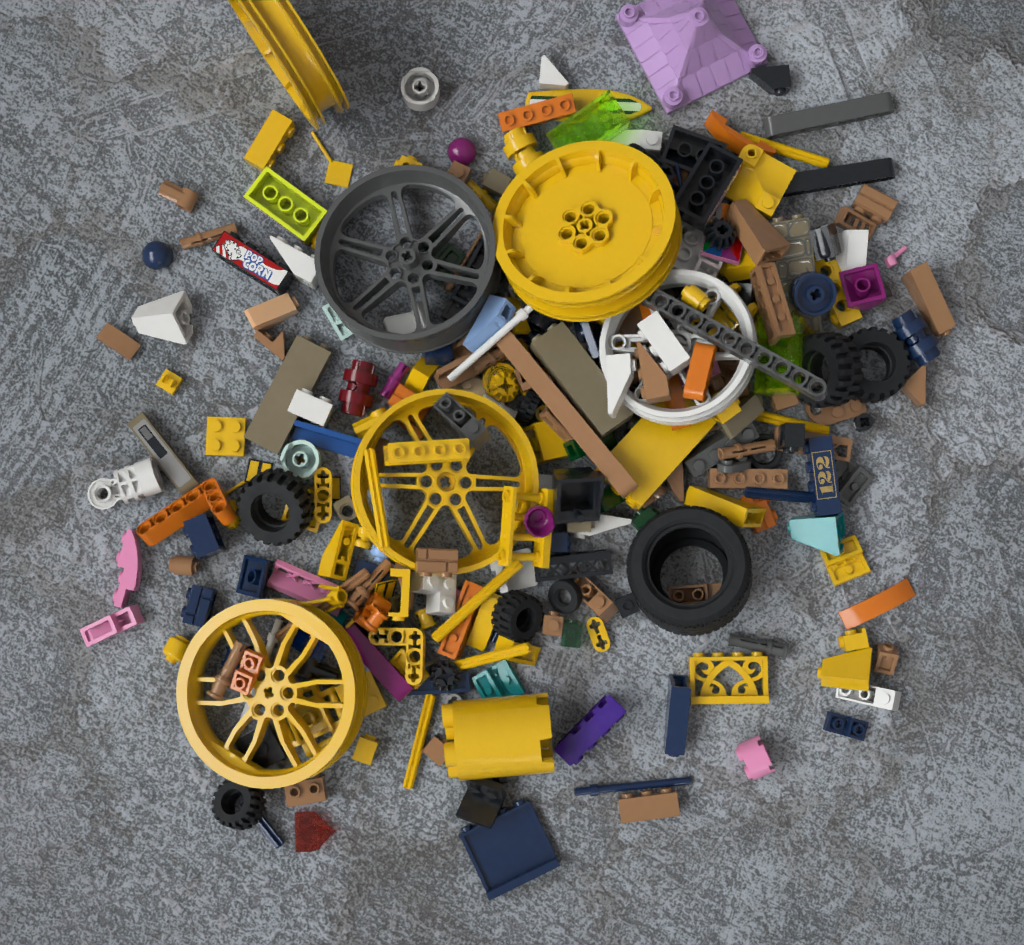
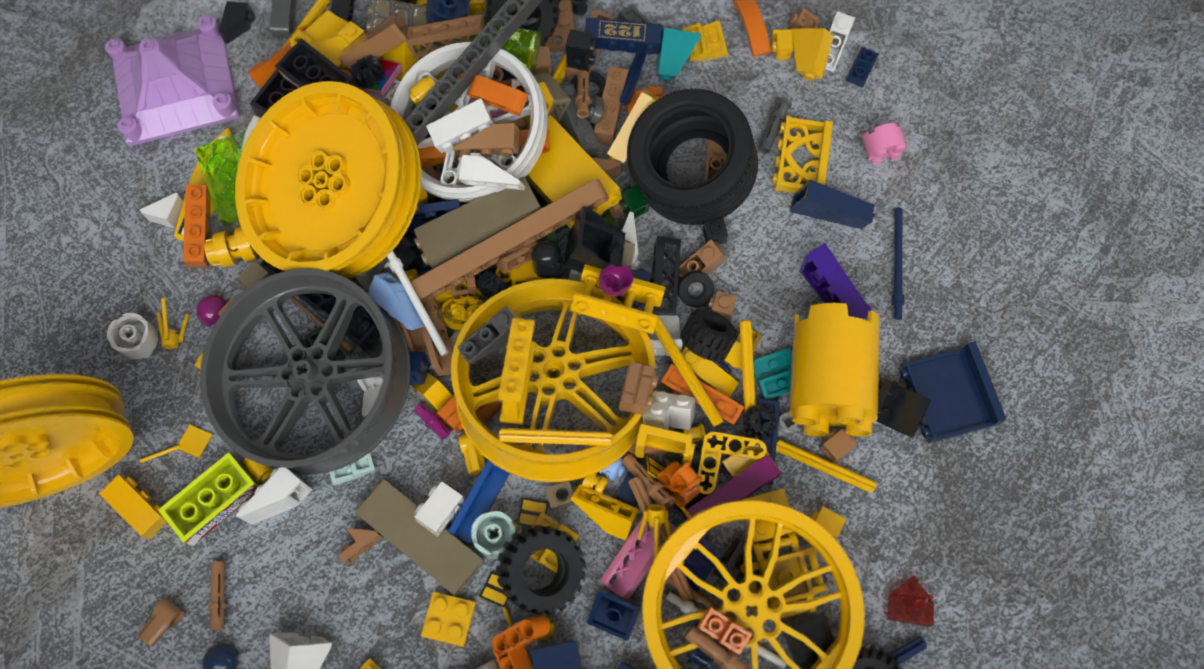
camera: 80 degrees left, 15 degrees down
(253, 263) = (261, 547): brick -> none
(272, 312) = (322, 537): light nougat slope -> none
(306, 791) = (872, 599): medium nougat brick -> none
(318, 510) = (556, 513): yellow beam -> none
(356, 396) = (421, 453): dark red piece -> none
(426, 120) = (170, 338): none -> yellow plant
(558, 451) = (545, 259): none -> black helmet
(571, 634) = (737, 287): clear green brick -> none
(602, 632) = (739, 268): yellow beam -> none
(648, 805) = (920, 250): medium nougat brick -> none

